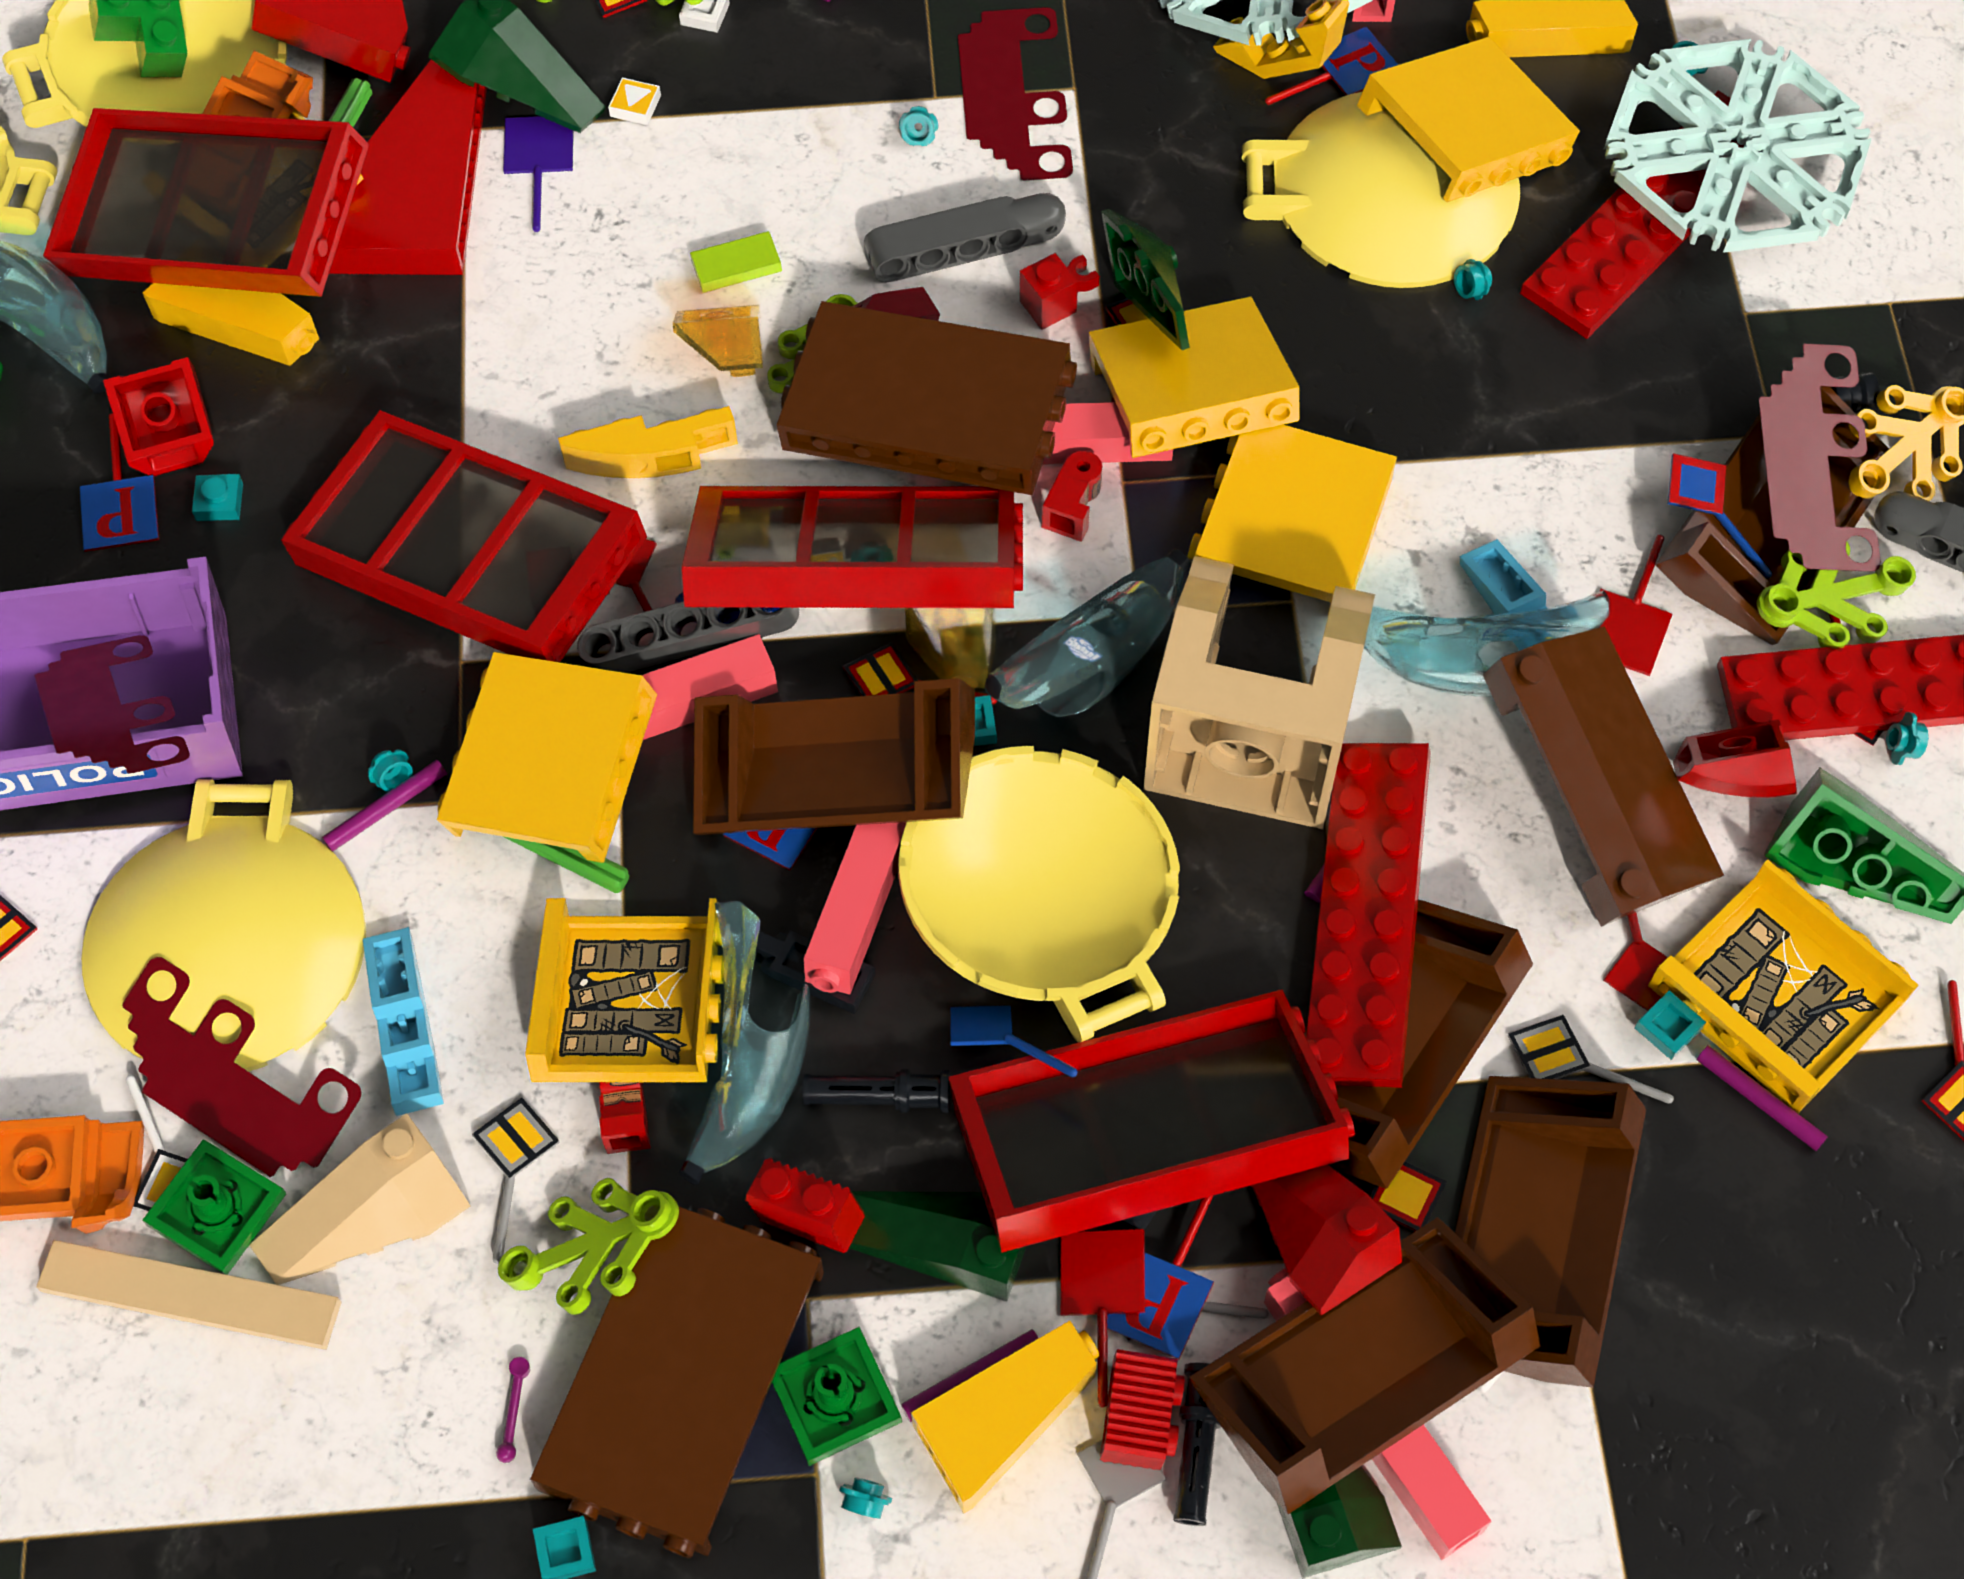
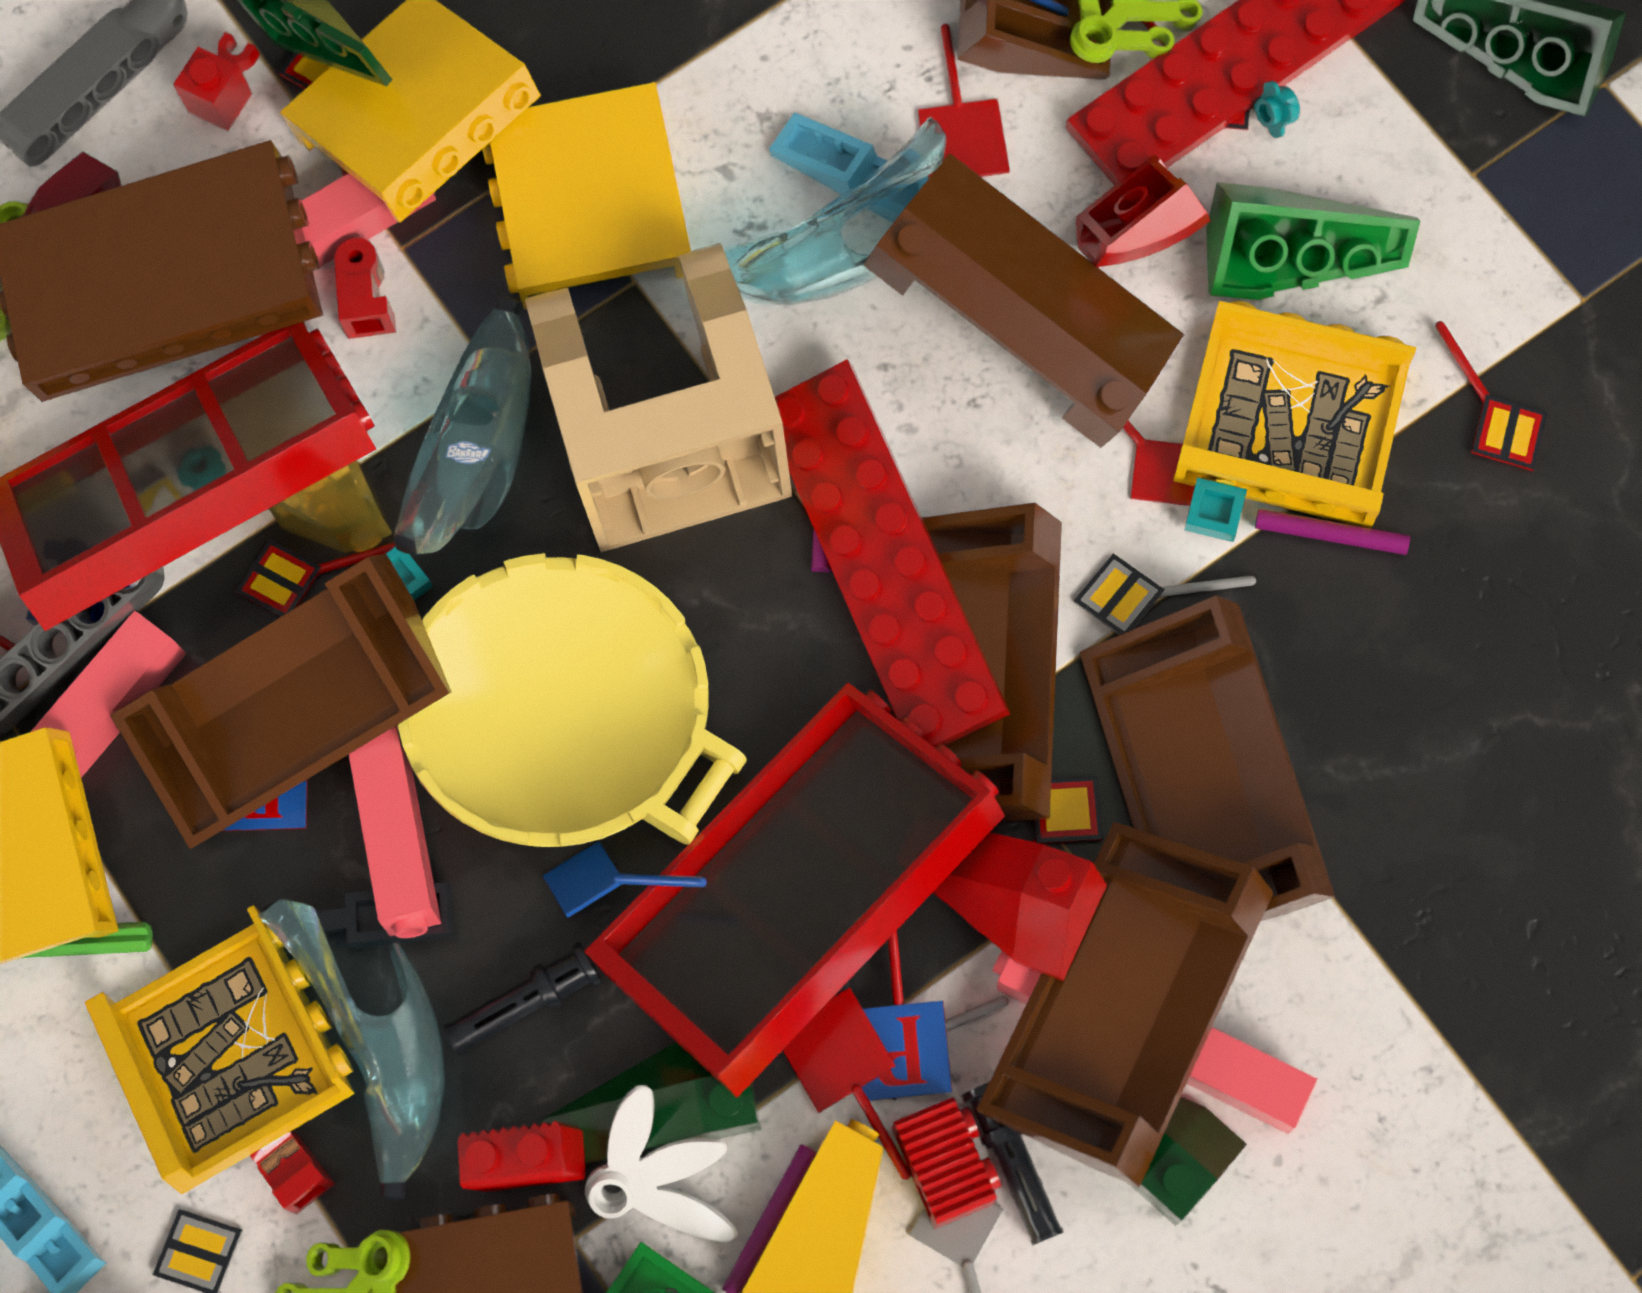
camera: 25 degrees left, 10 degrees up
(910, 1278) = (664, 1165): none -> white plant

